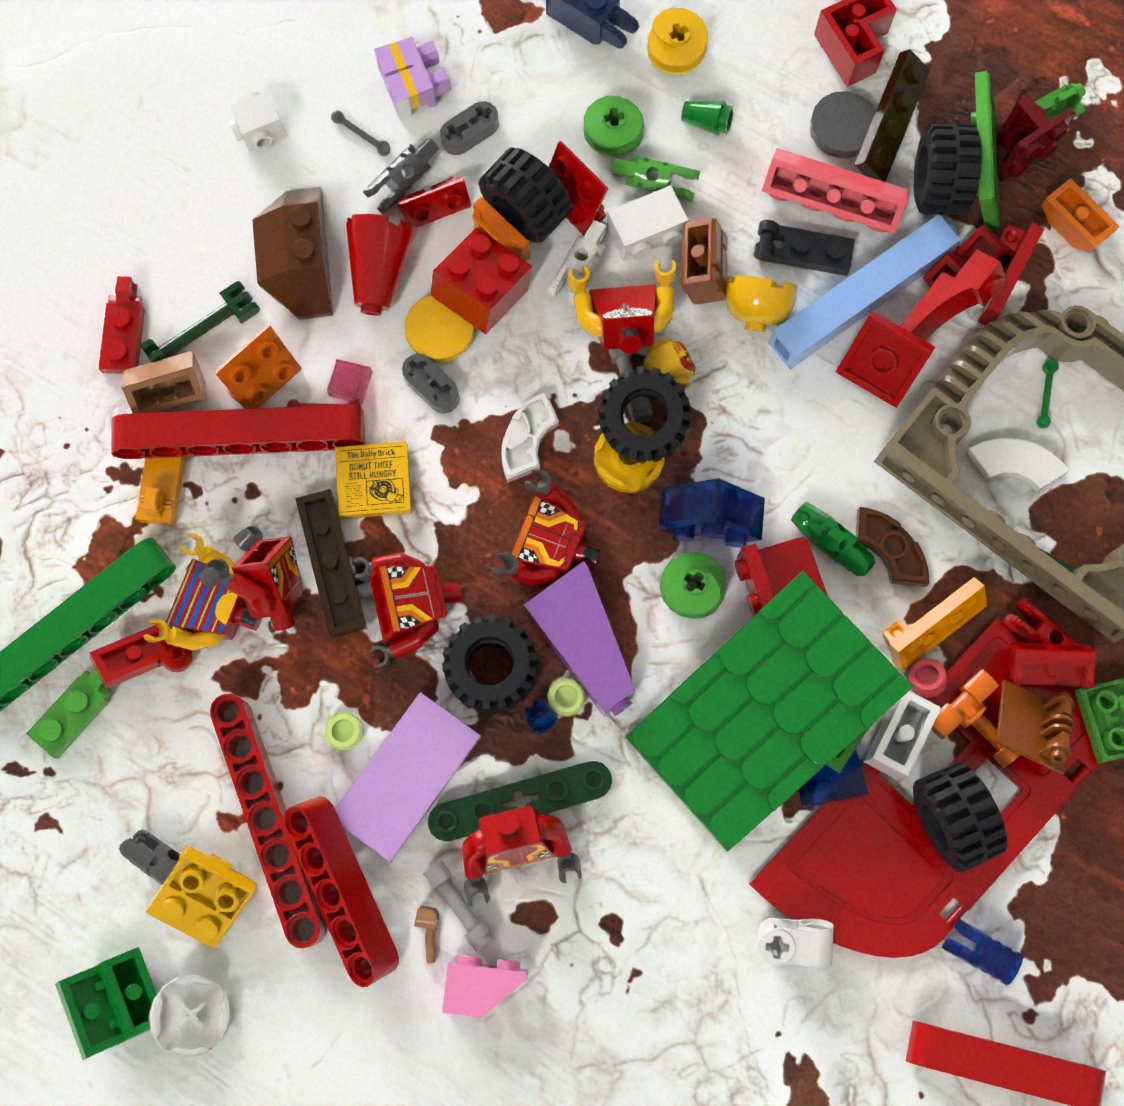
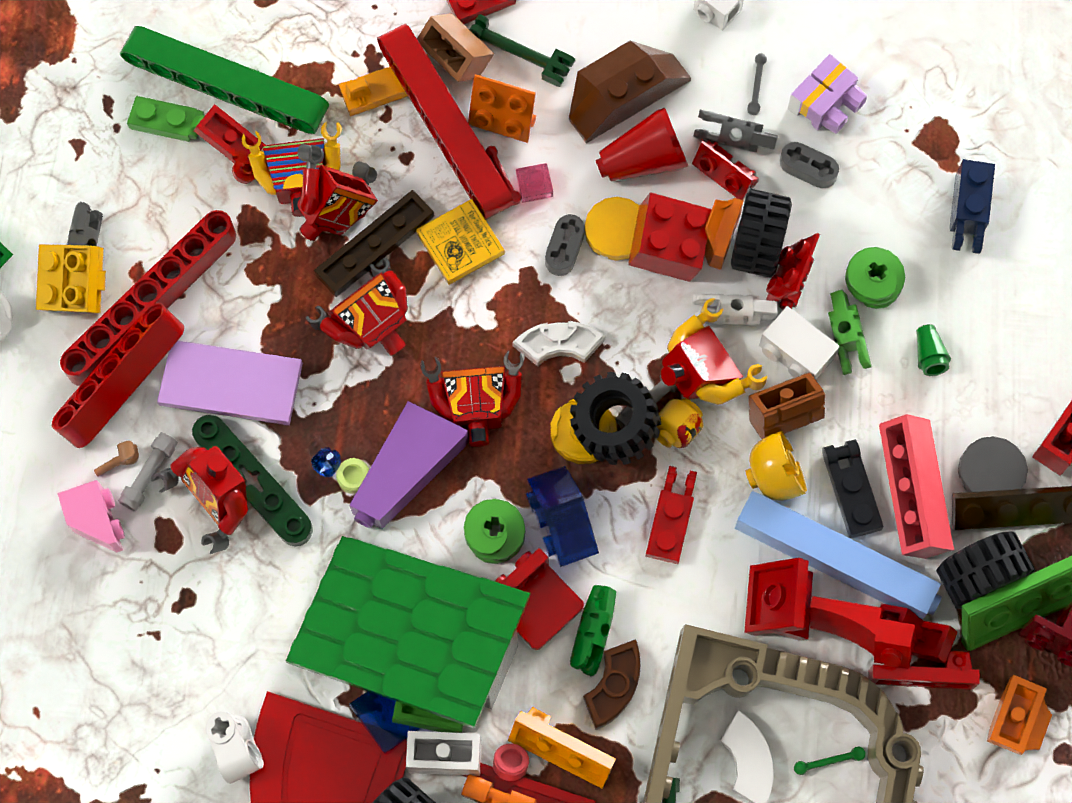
camera: 65 degrees right, 5 degrees down
(344, 731) = (245, 321): yellowish green tile -> none
(486, 633) = (343, 376): black tyre -> none
(677, 41) = (991, 277): yellow piece -> none
(755, 418) = (671, 520): none -> red hinge

